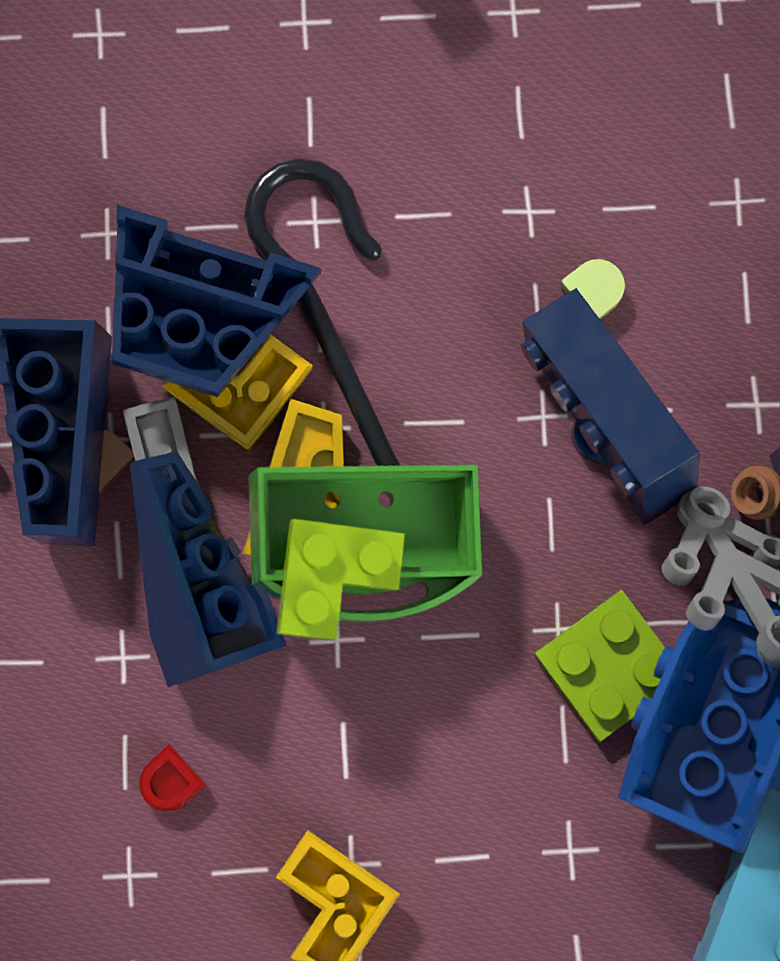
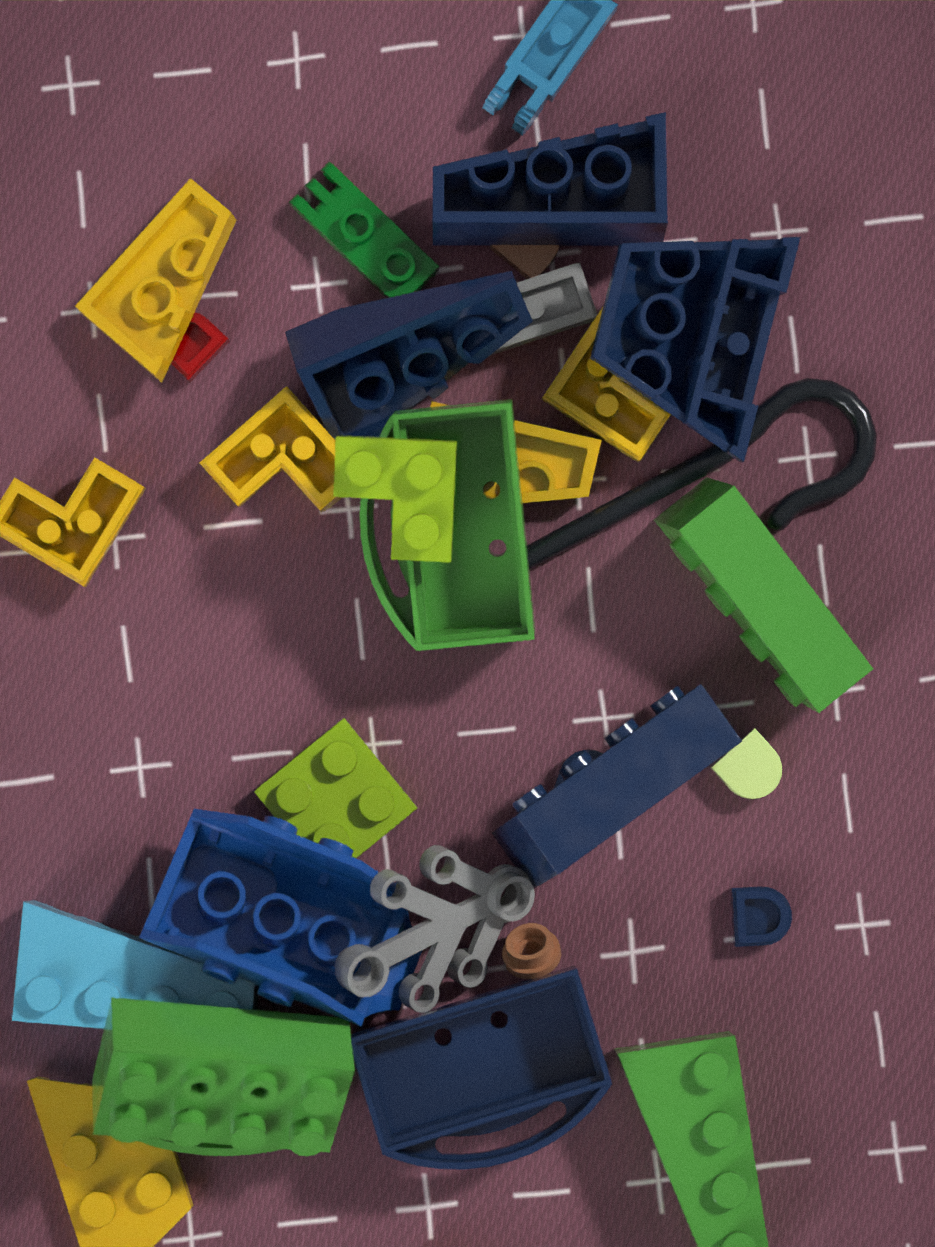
camera: 90 degrees right, 5 degrees up
(80, 609) = (365, 236): none -> green hinge
(106, 805) = (160, 278): none -> yellow wing
(269, 702) = (272, 440): none -> yellow brick
(438, 263) = (764, 593): none -> bright green wedge
(729, 290) = (759, 916): none -> dark blue tile

